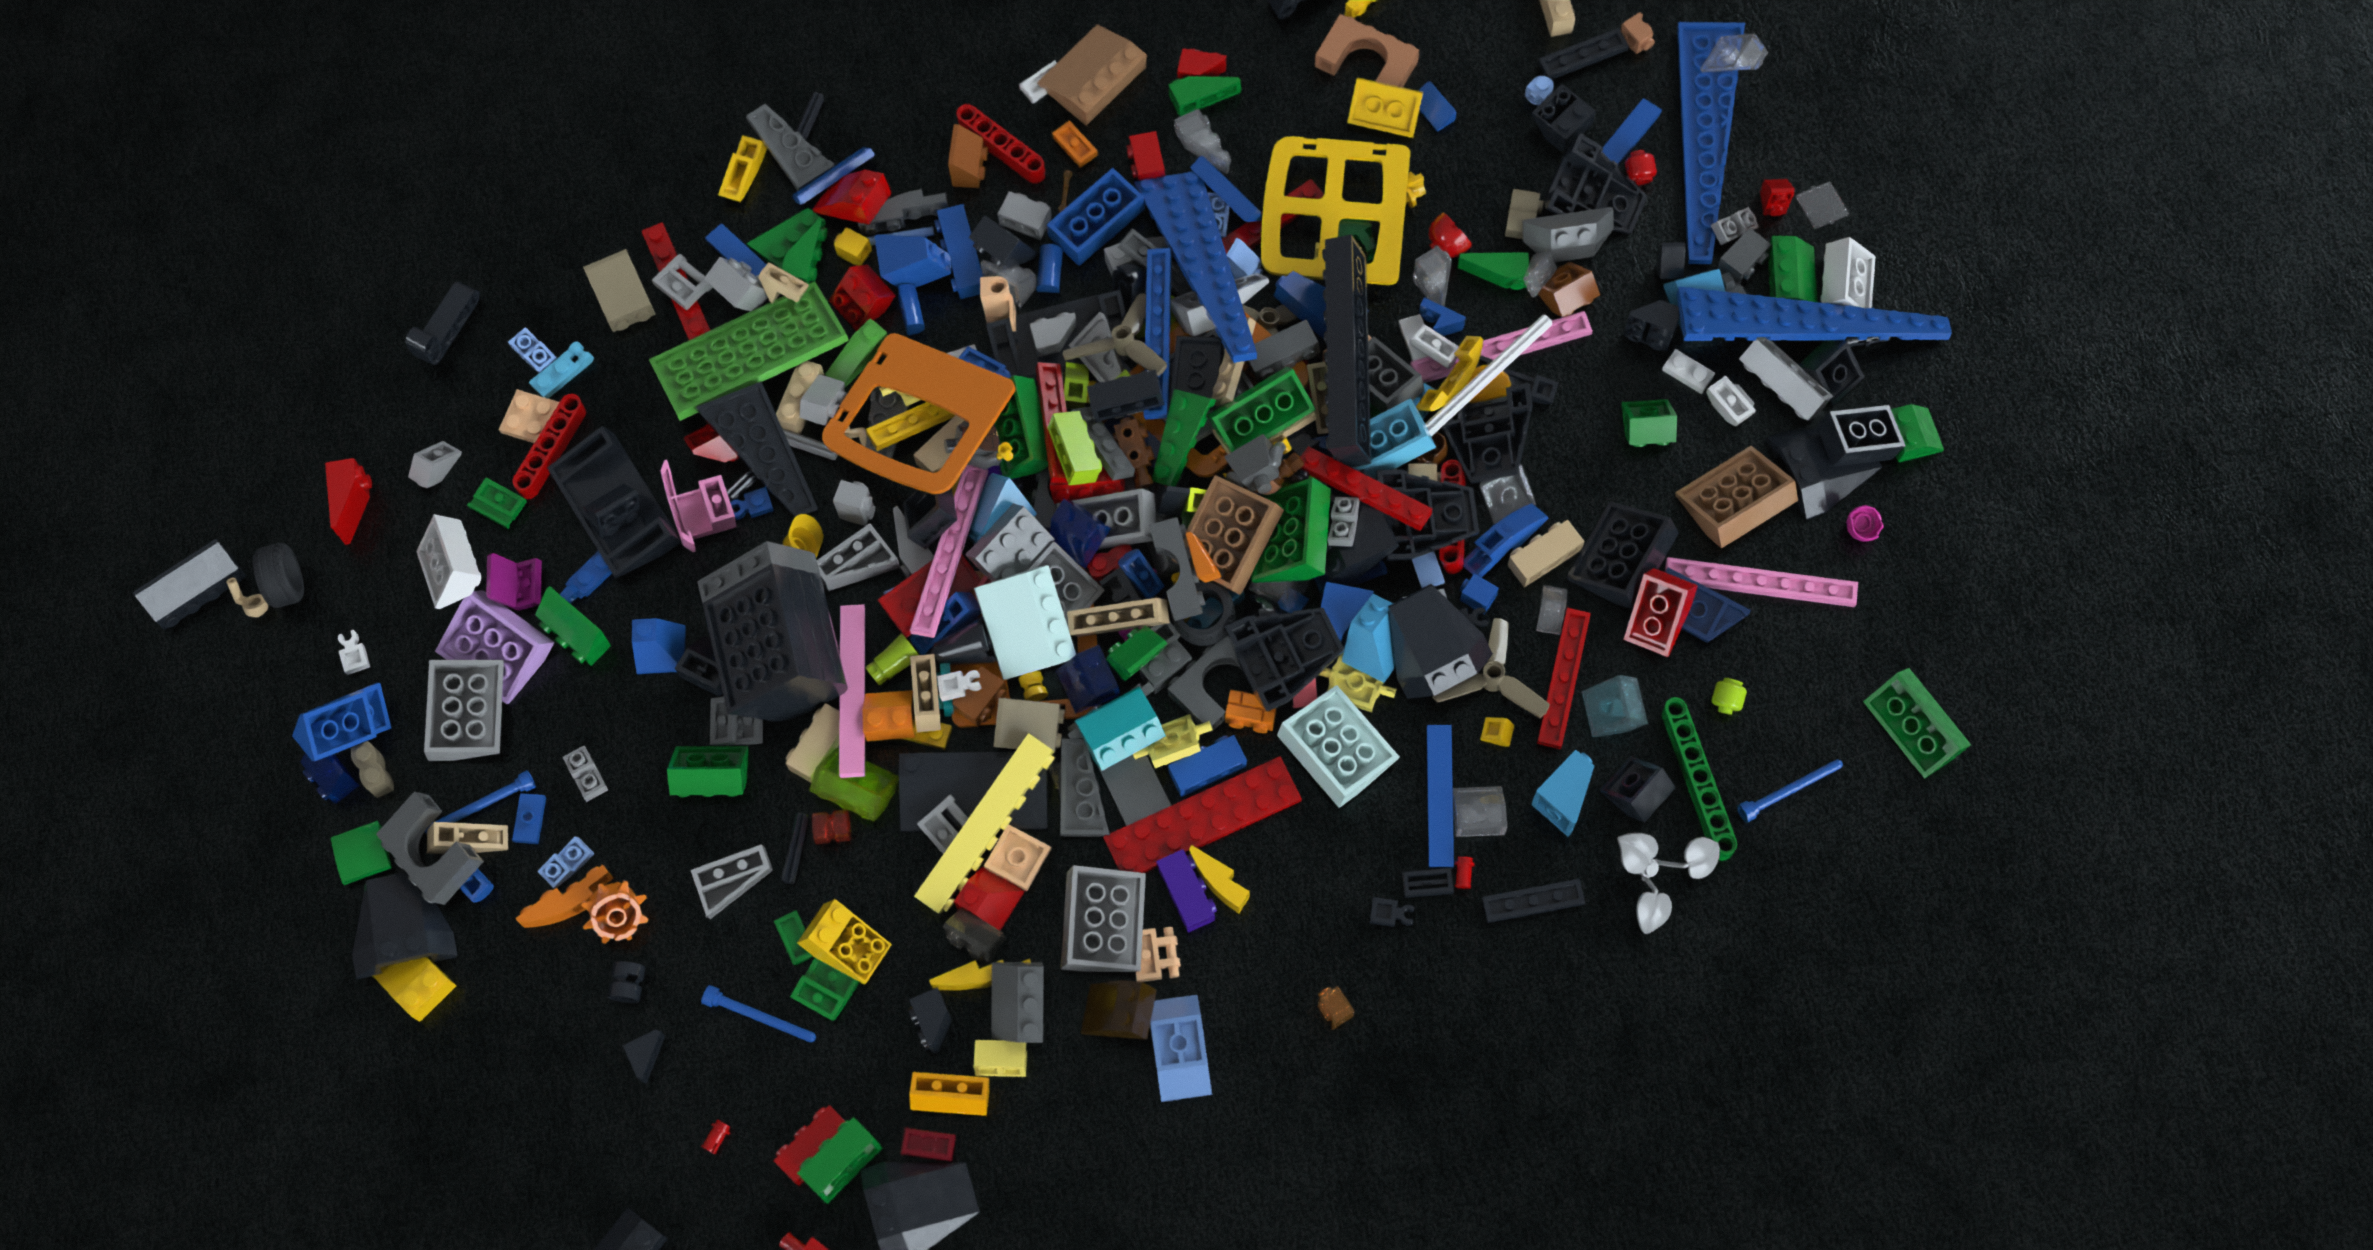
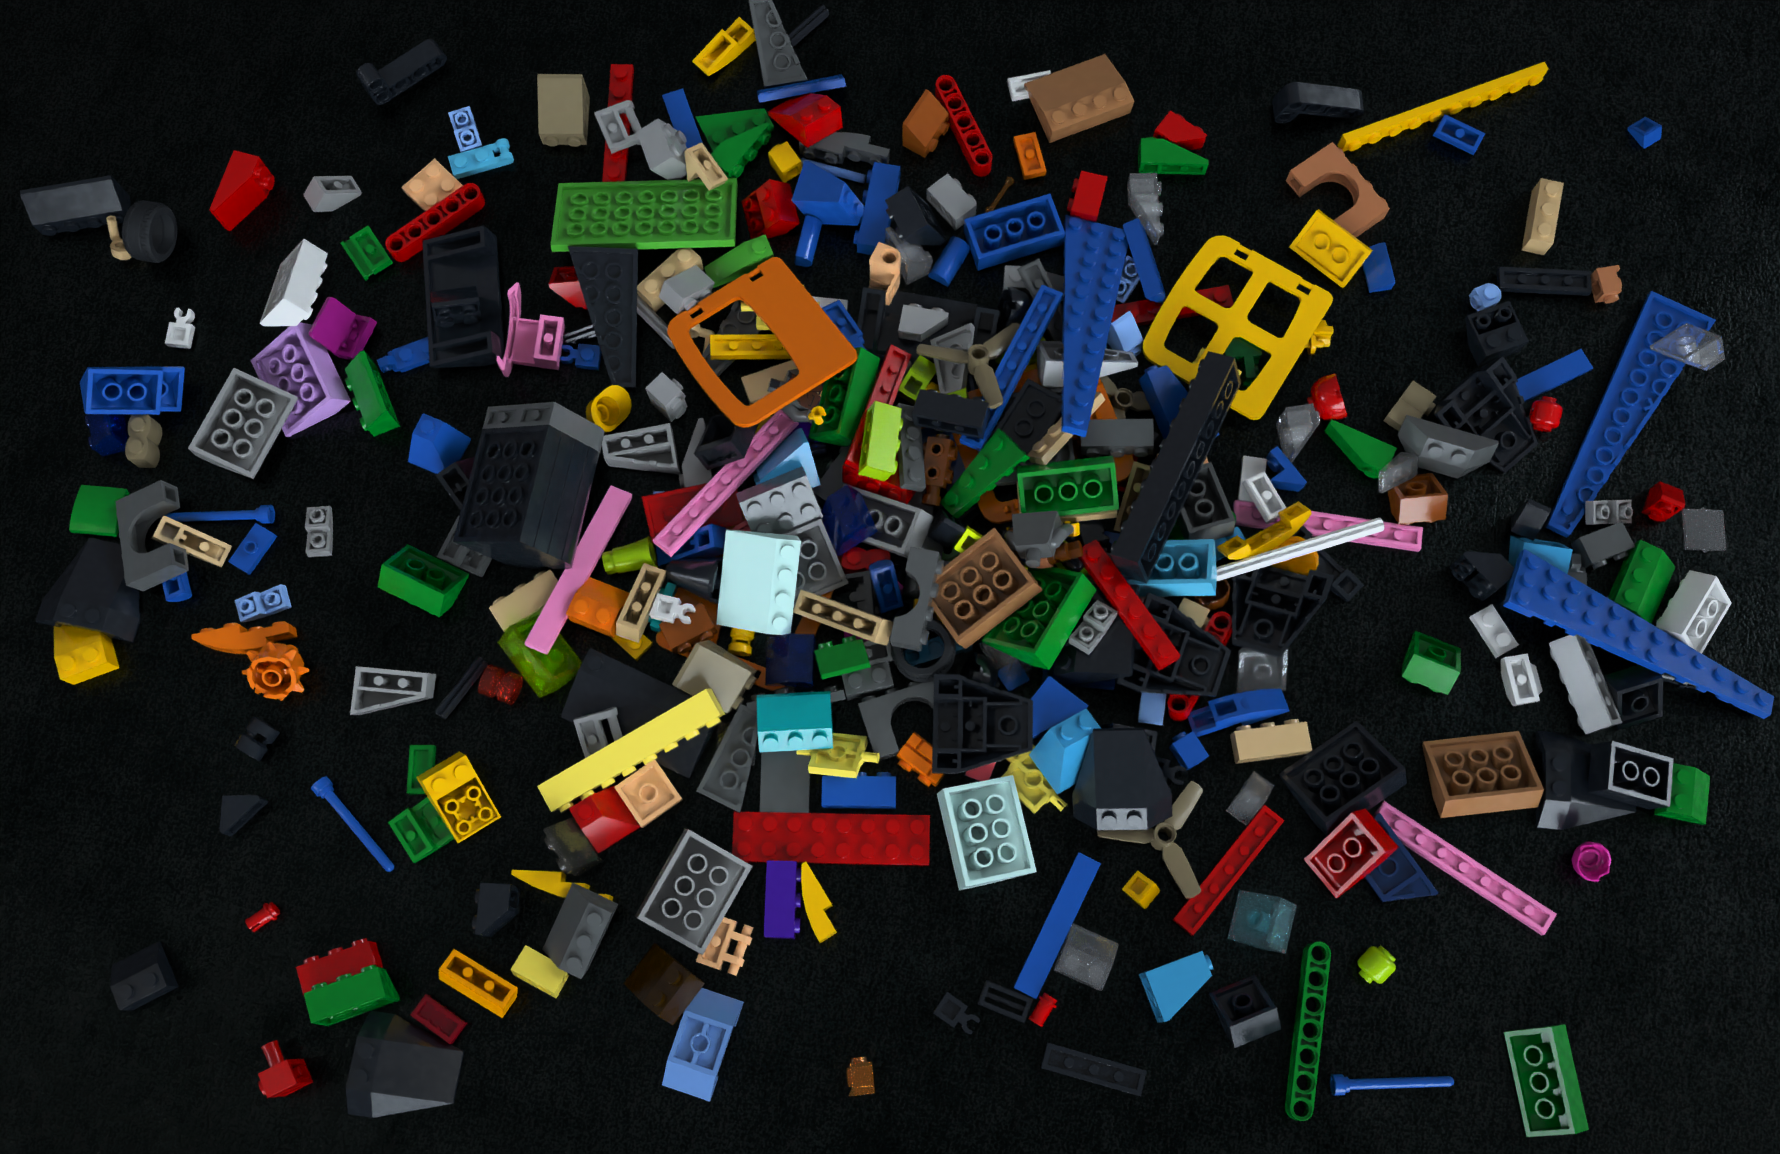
camera: 25 degrees right, 5 degrees up
(1203, 564) = (942, 603): orange slope -> none
(1637, 858) = (1212, 1086): light grey plant -> none

